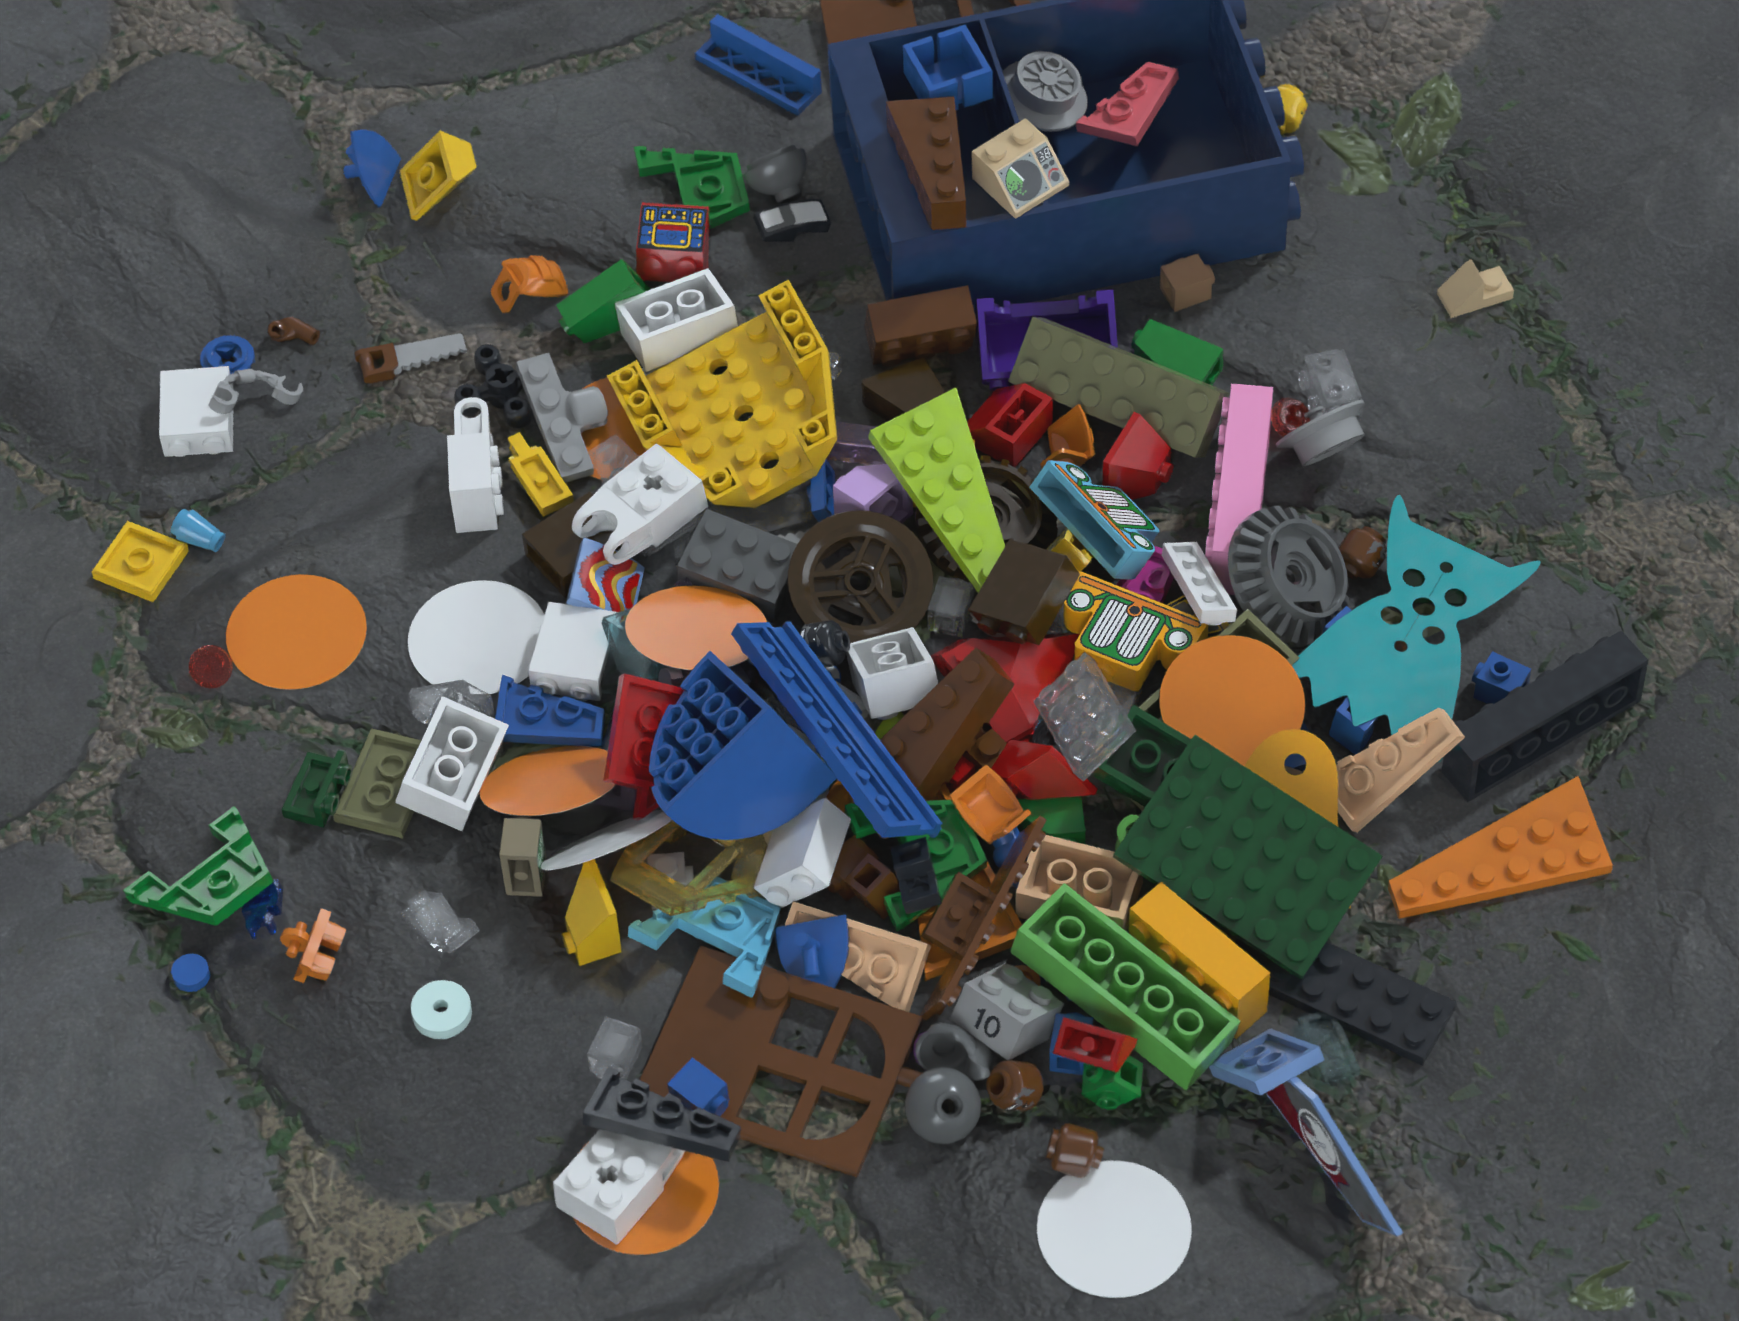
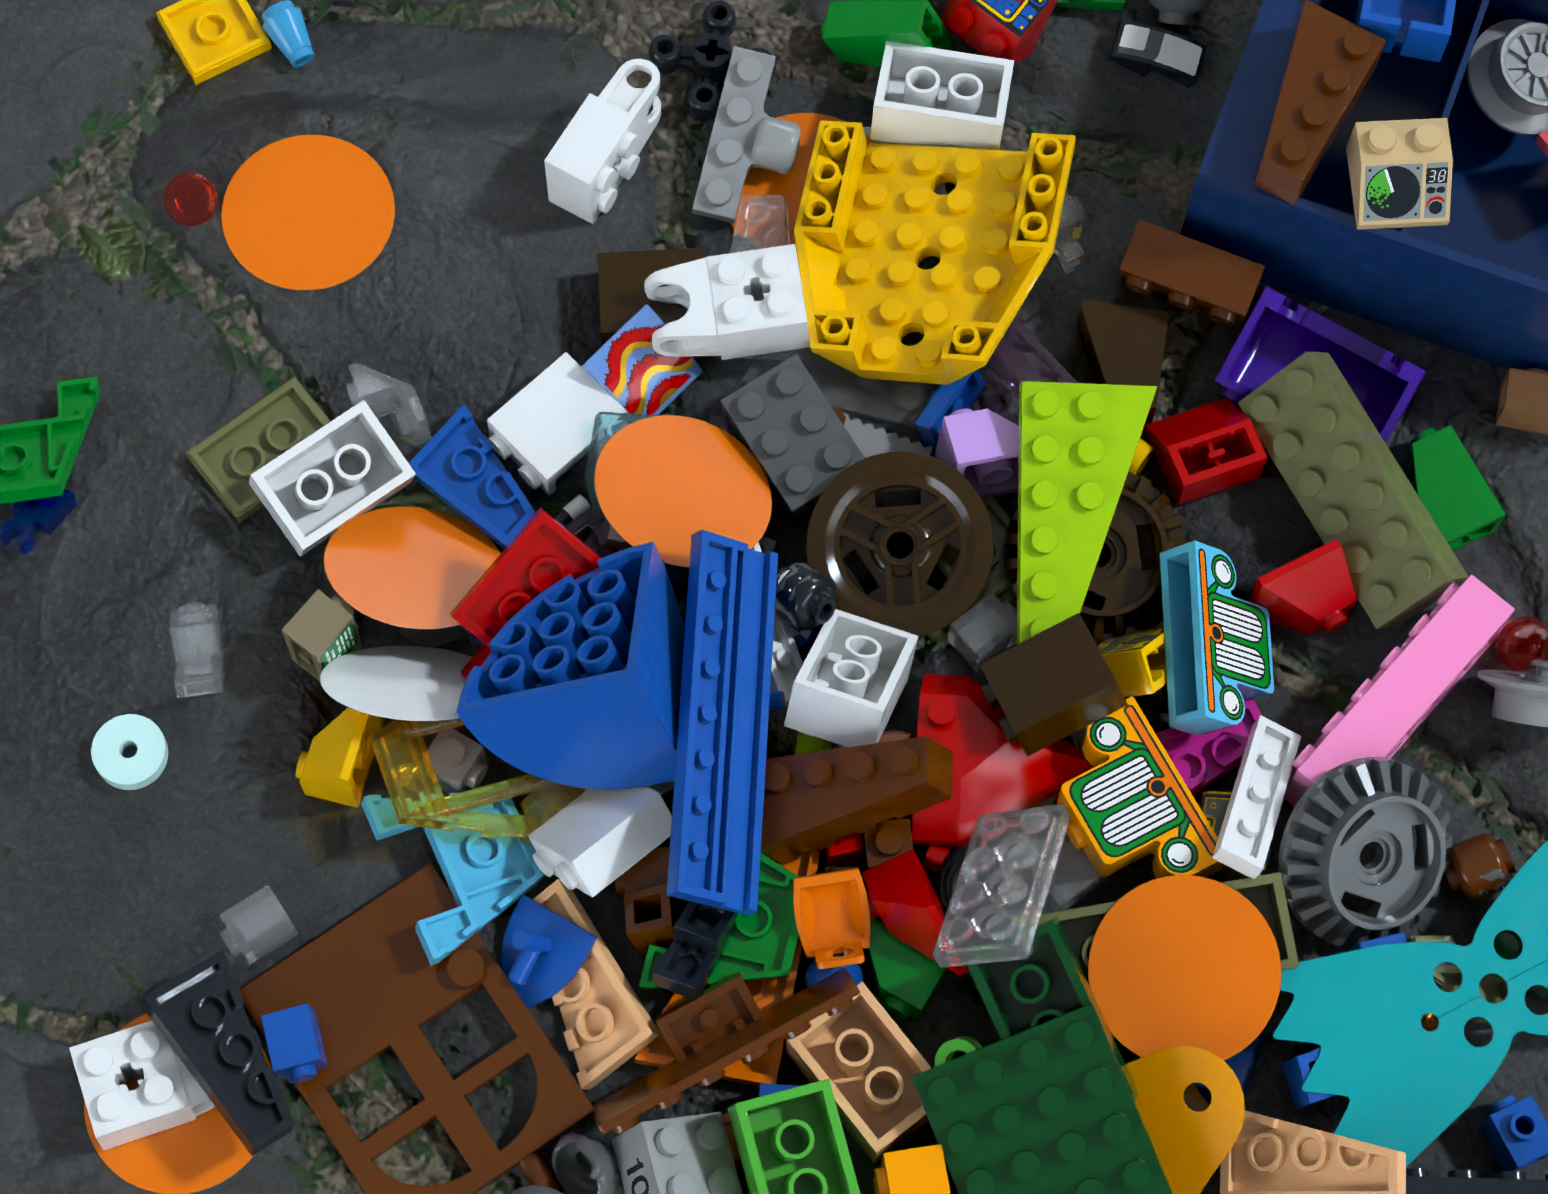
camera: 30 degrees right, 15 degrees up
(317, 788) = (189, 412): dark green bracket -> none
(322, 933) = (39, 609): orange hips -> none
(475, 634) = (478, 336): white sticker -> none
(538, 476) = (672, 191): yellow hinge -> none
(1071, 438) = (1255, 520): orange piece -> none

